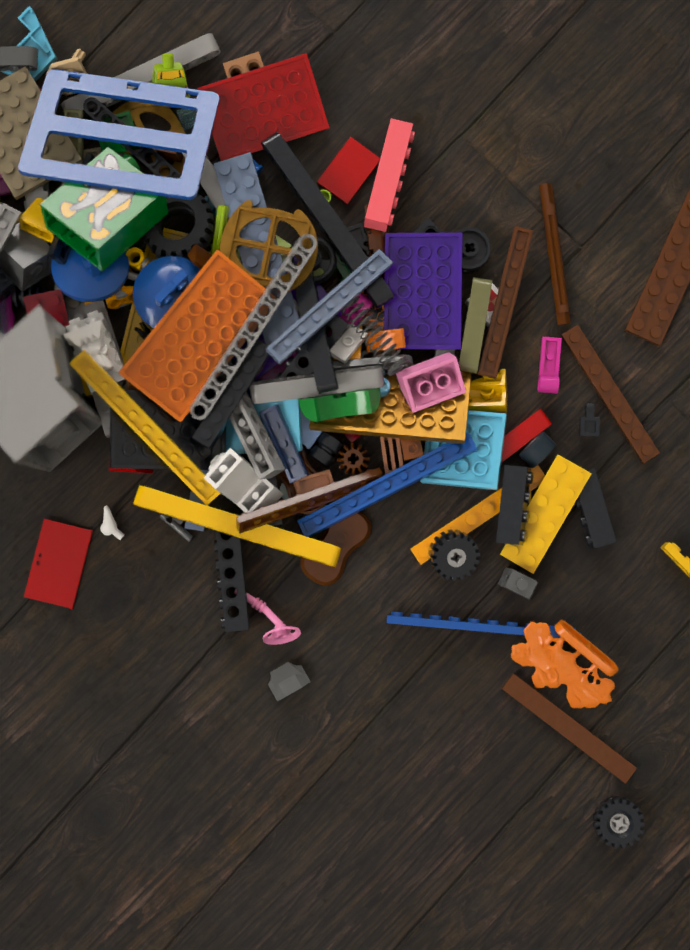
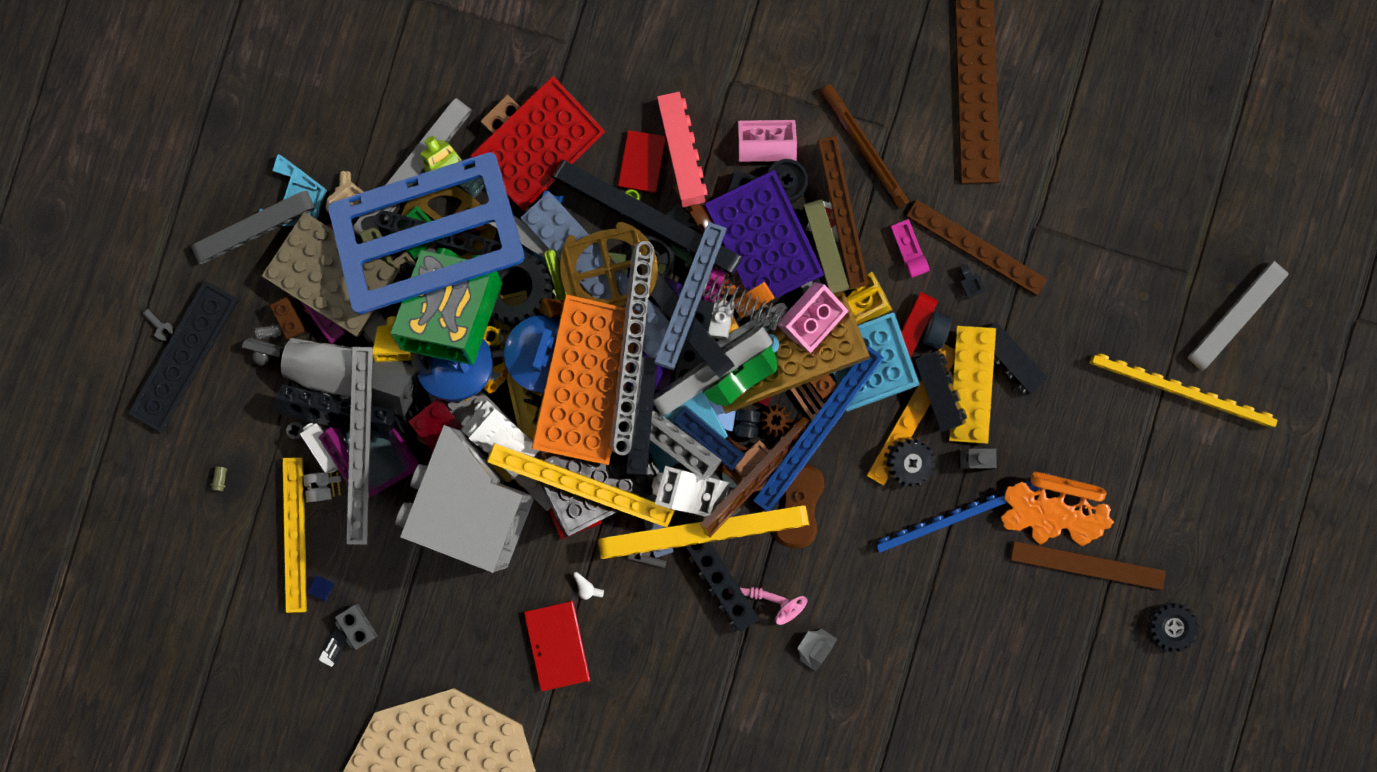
camera: 25 degrees left, 0 degrees up
(469, 206) = (767, 140): none -> bright pink slope

